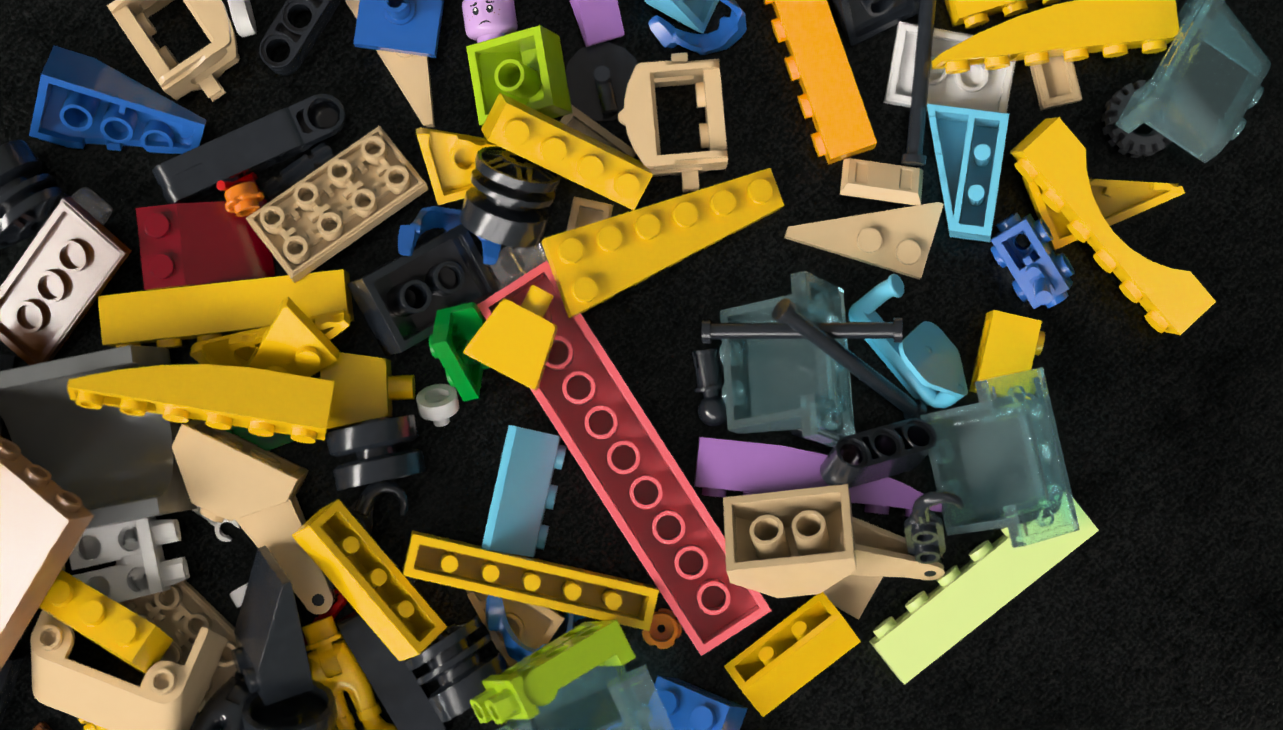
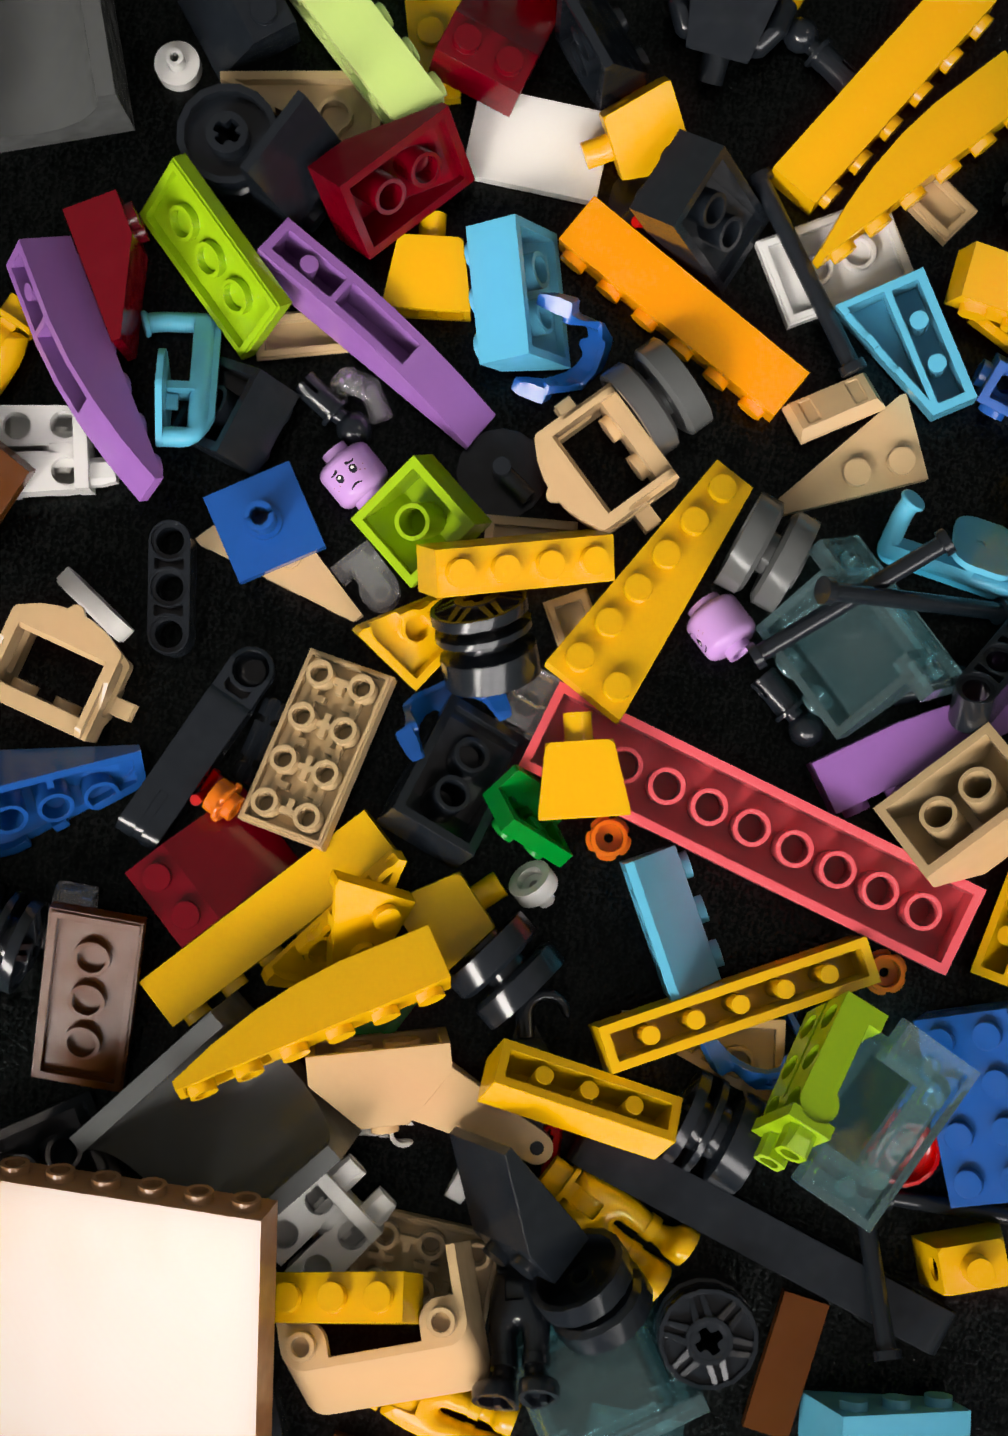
camera: 30 degrees left, 0 degrees up
(457, 103) = (375, 580): none -> clear leg
(510, 412) = (618, 846): none -> orange plate
(695, 294) = (720, 627): none -> lavender head
(753, 92) = (660, 394): none -> dark grey wheel
(761, 257) = (771, 554): none -> dark grey wheel

